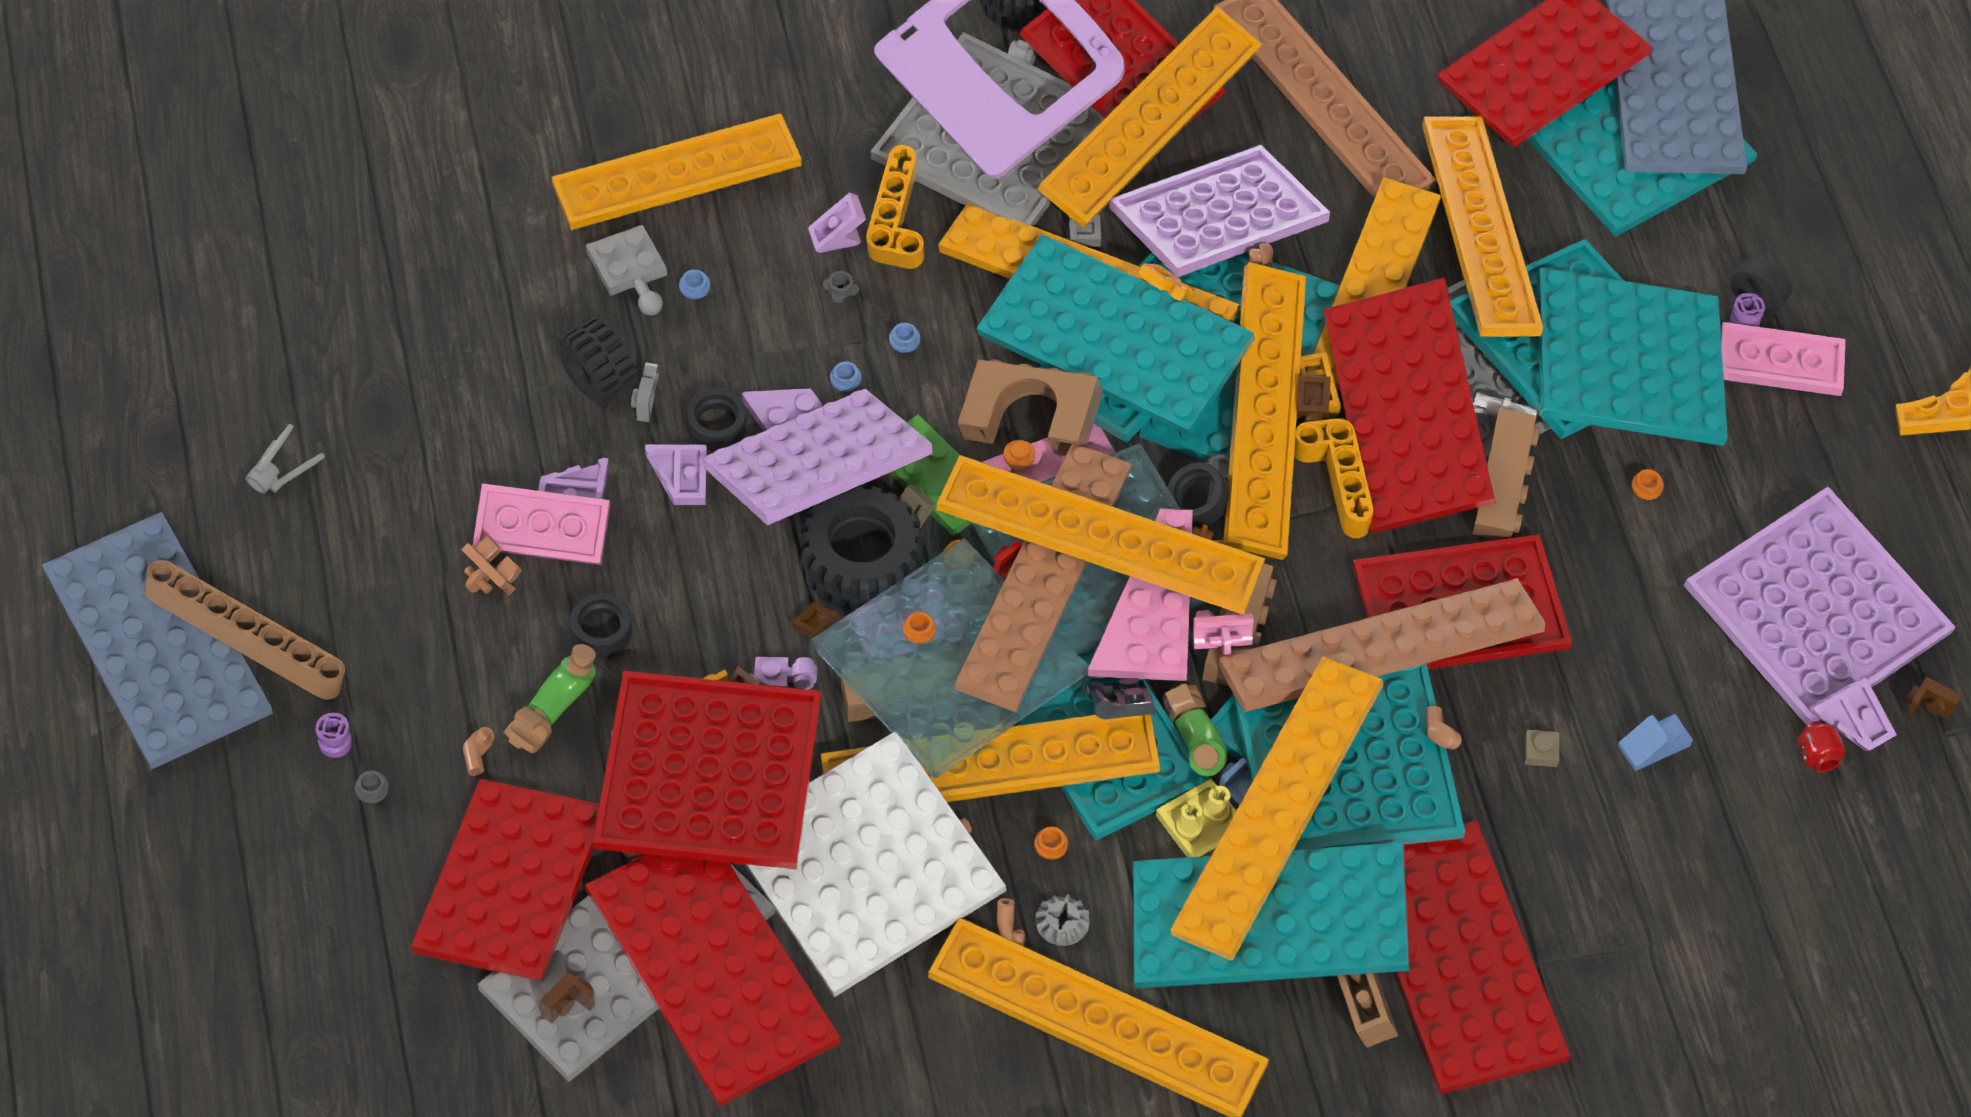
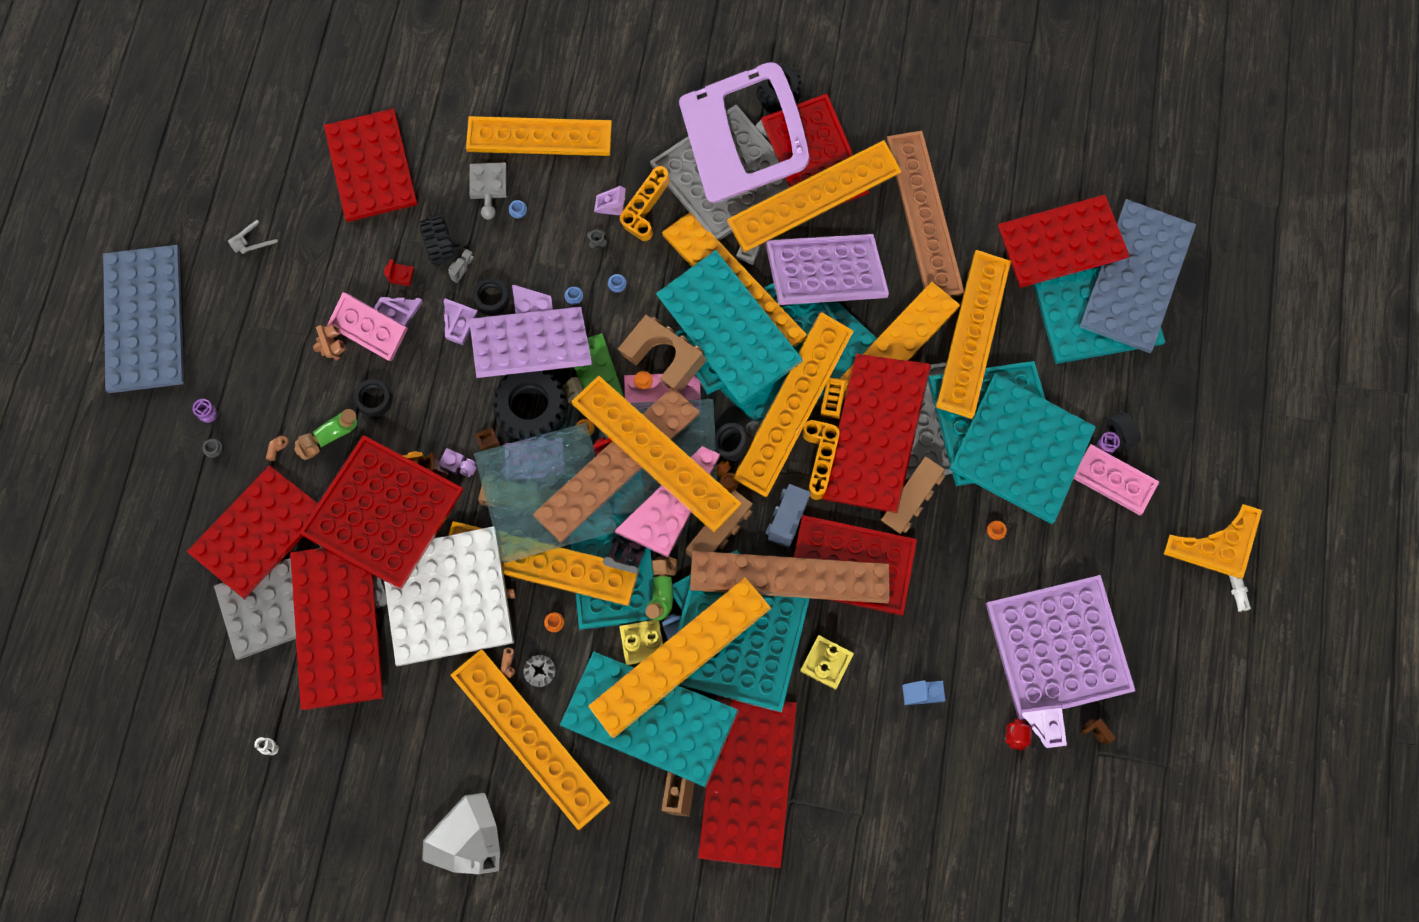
camera: 25 degrees right, 15 degrees up
(244, 629) = (181, 324): medium nougat beam -> none
(423, 298) = (370, 165): none -> red plate
(551, 436) = (399, 273): none -> red bracket
(563, 996) = (247, 614): reddish brown bracket -> none
(919, 628) = (531, 471): orange plate -> none
(1165, 280) = (769, 305): light orange plate -> none
(1222, 631) = (700, 536): bright pink hips -> none
(1262, 255) = (836, 308): nougat arm -> none
(1313, 398) = (824, 408): reddish brown bracket -> none
(1333, 570) = (787, 516): none -> sand blue wedge
(1440, 732) = (794, 646): nougat arm -> none
(1490, 405) = (931, 453): white pin -> none
(1493, 748) = (827, 662): none -> light yellow plate
(1541, 748) = (856, 671): dark tan plate -> none

